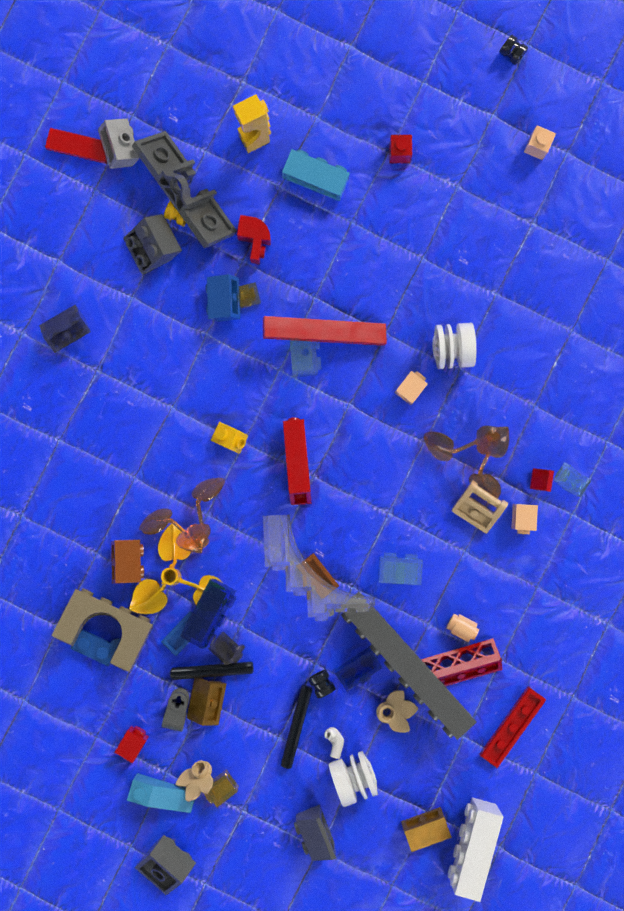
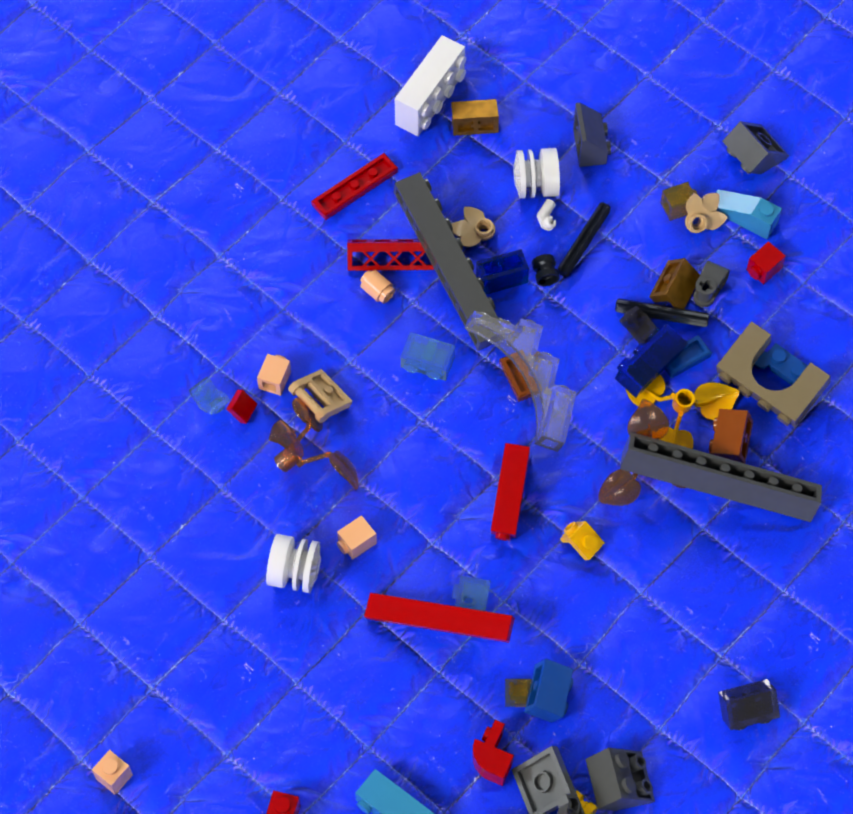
camera: 165 degrees left, 25 degrees down
(126, 515) = (721, 477): none -> dark grey brick

